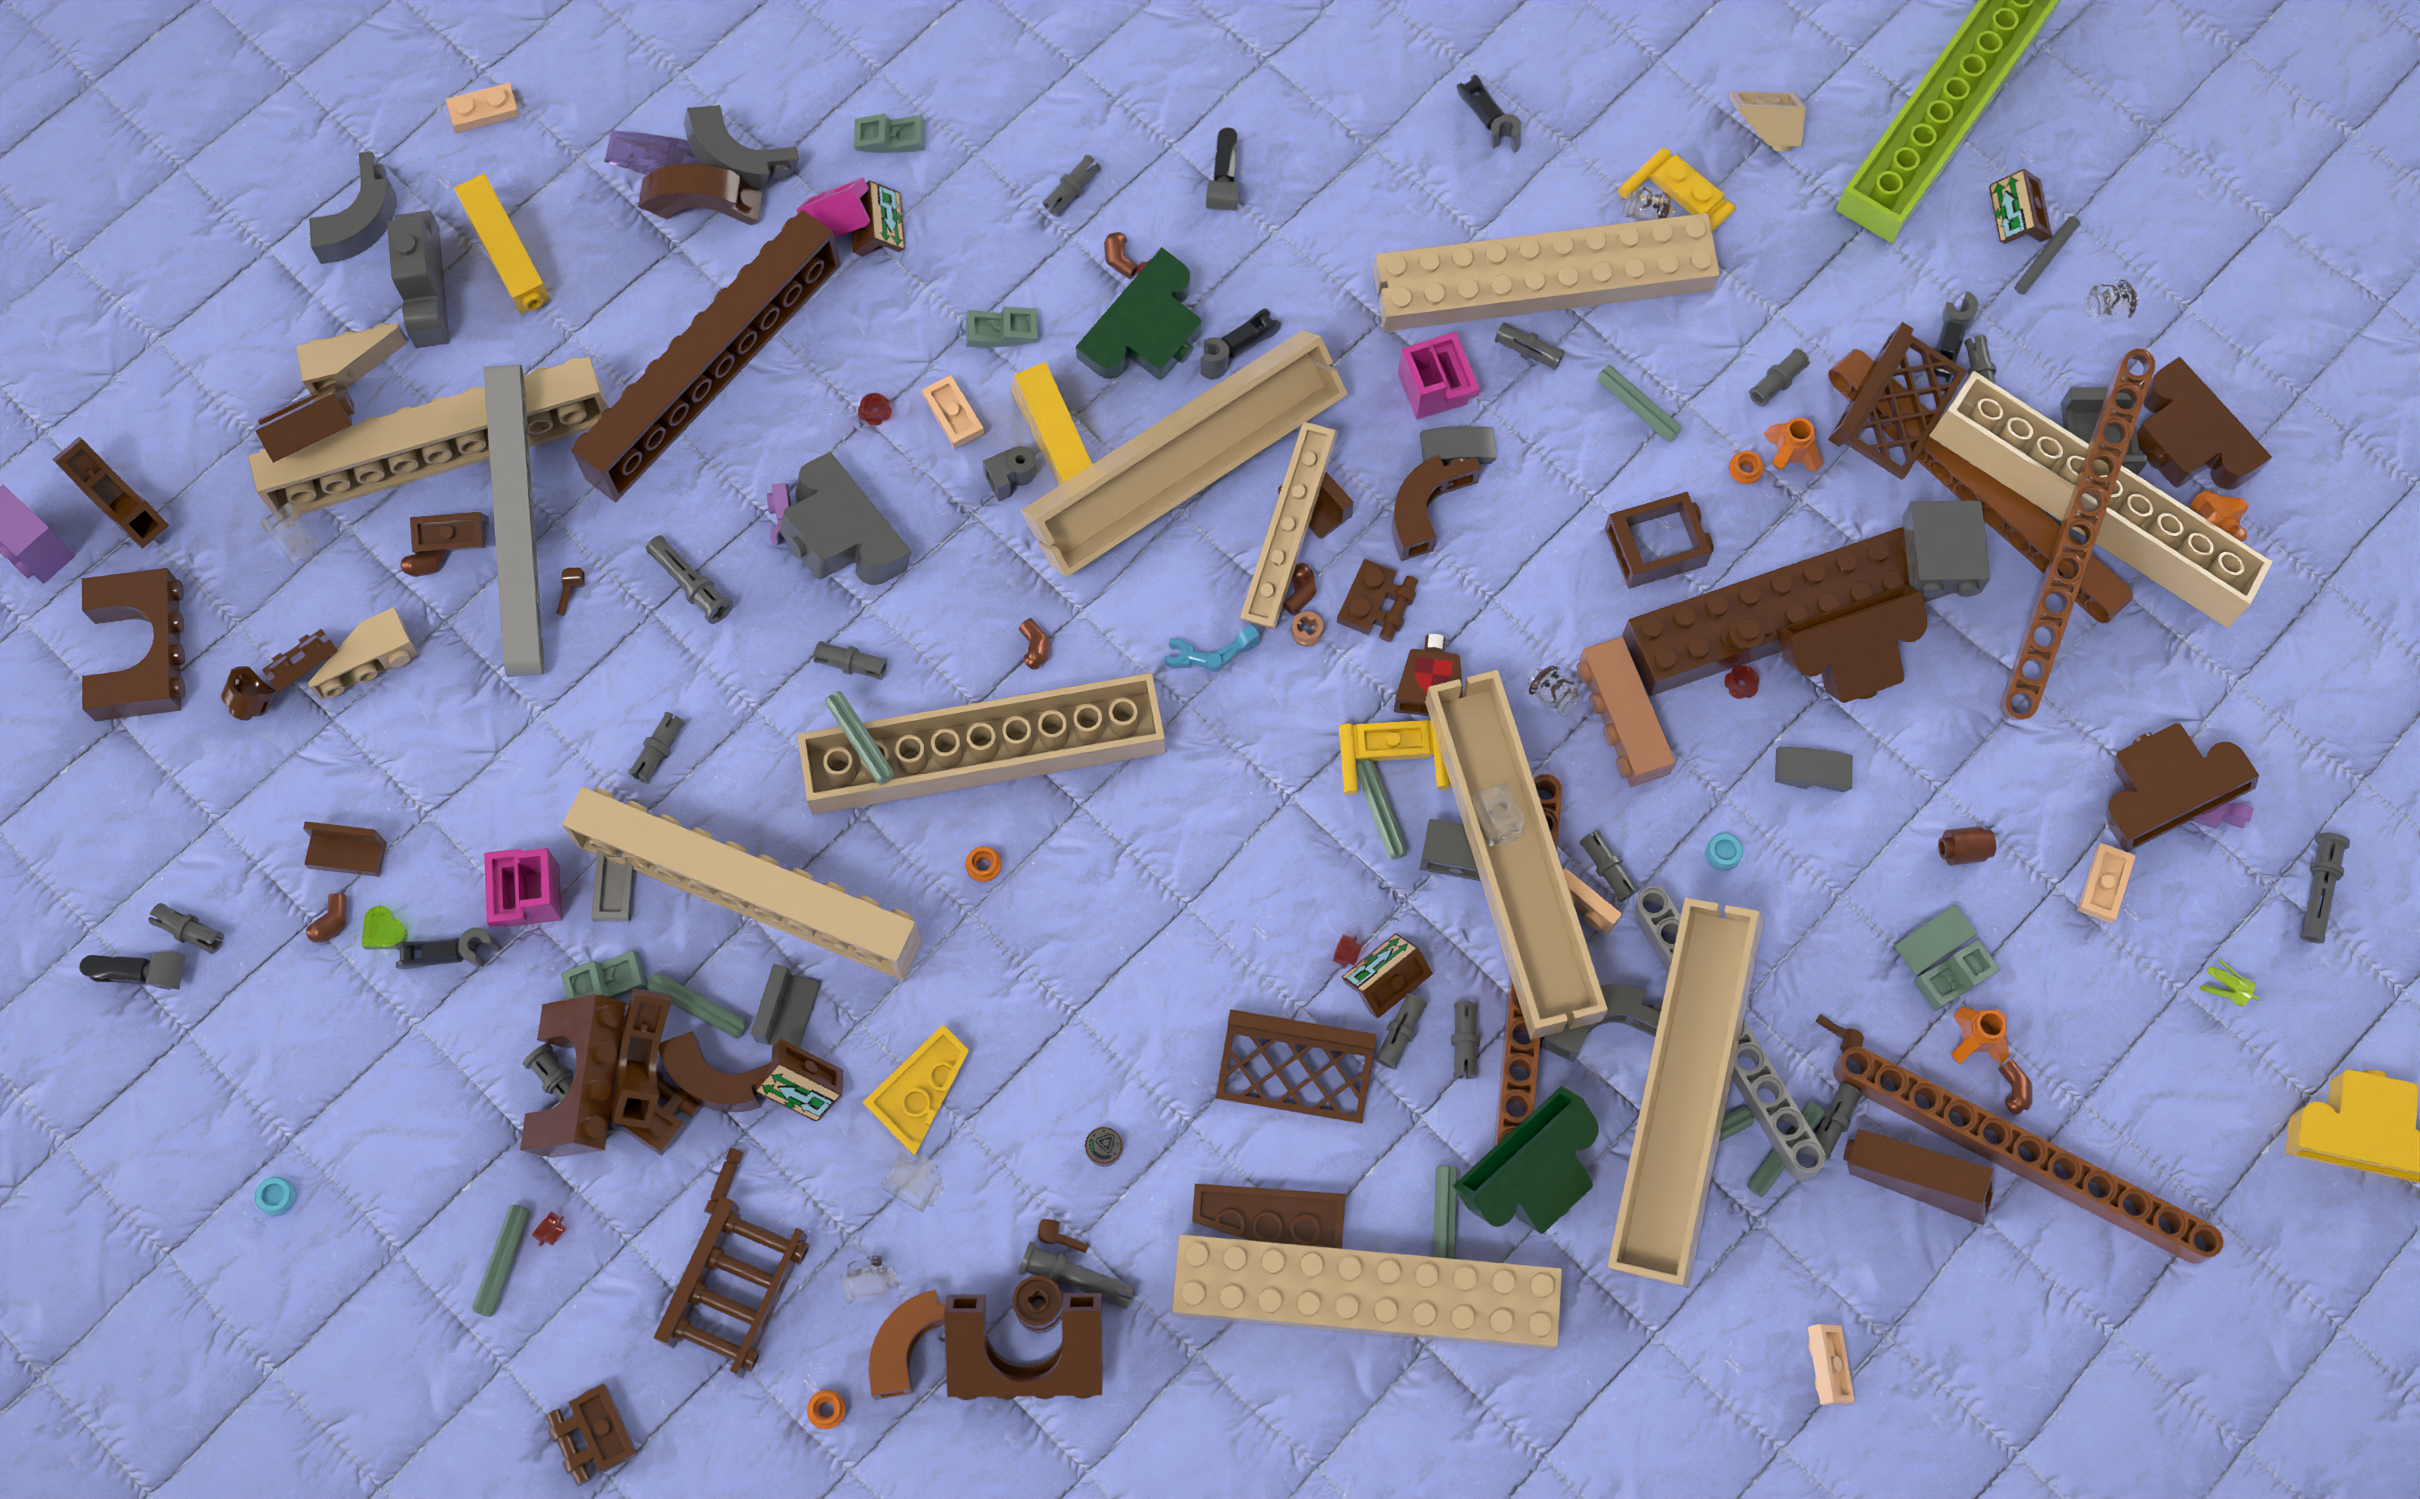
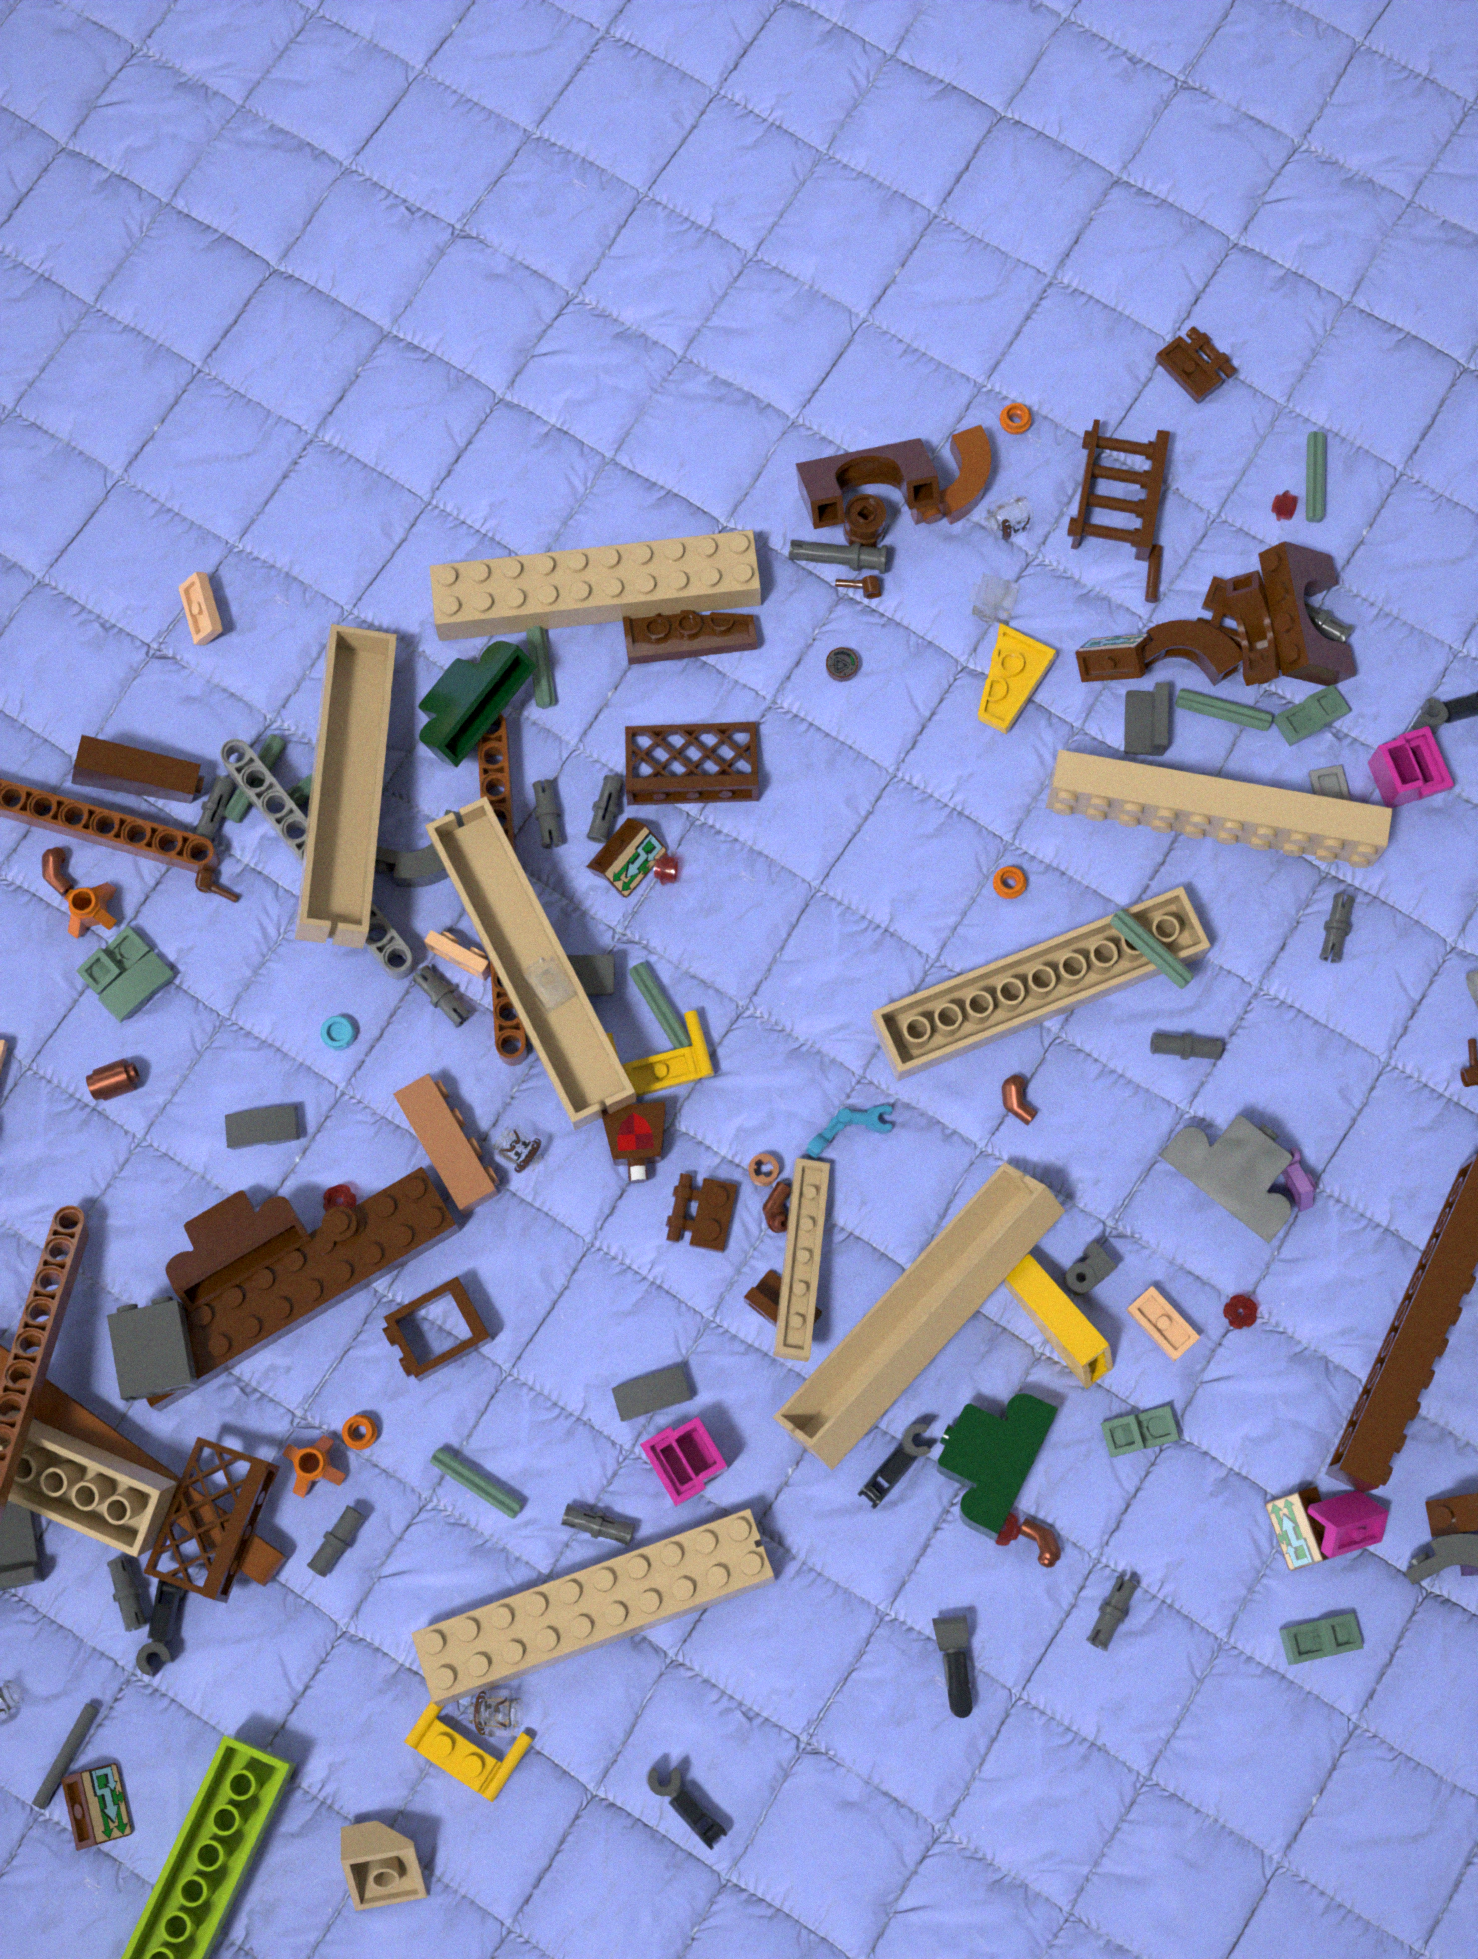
camera: 170 degrees right, 5 degrees up
(698, 589) = (1399, 1119): dark grey pin -> none
(1429, 480) = (686, 1303): reddish brown arch -> none

